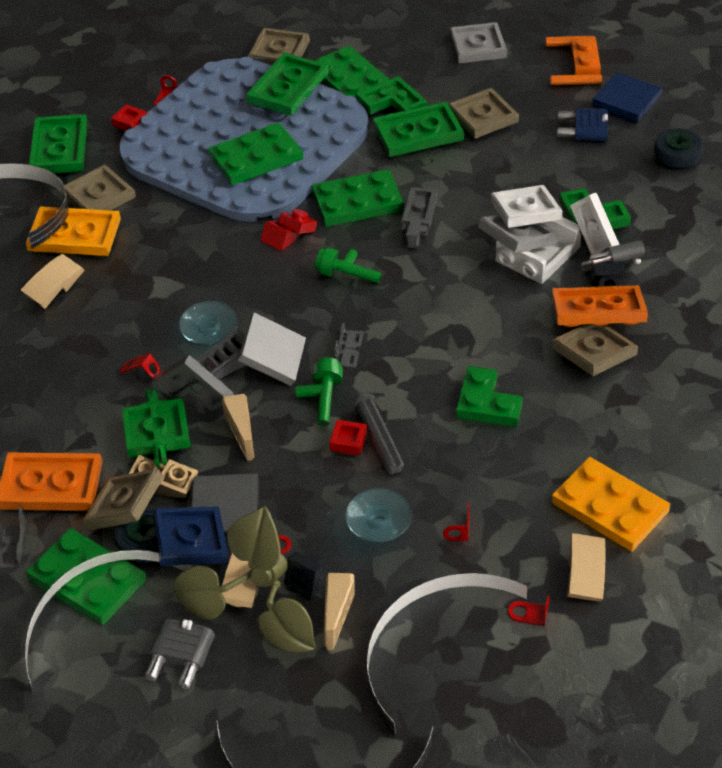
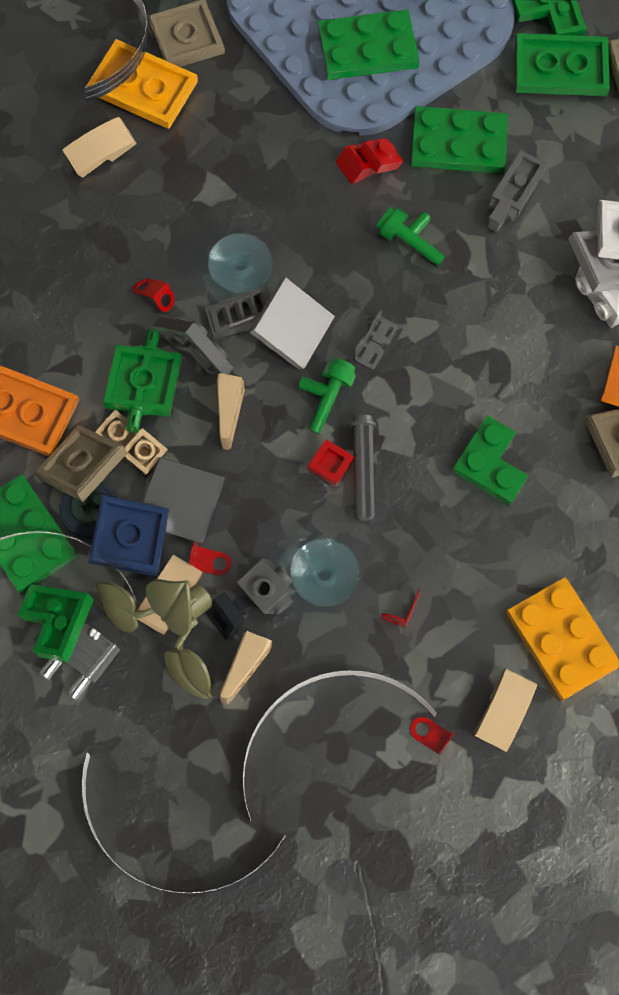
camera: 15 degrees right, 25 degrees up
(146, 618) = (63, 618): none -> green plate
(333, 539) = (269, 586): none -> dark grey brick

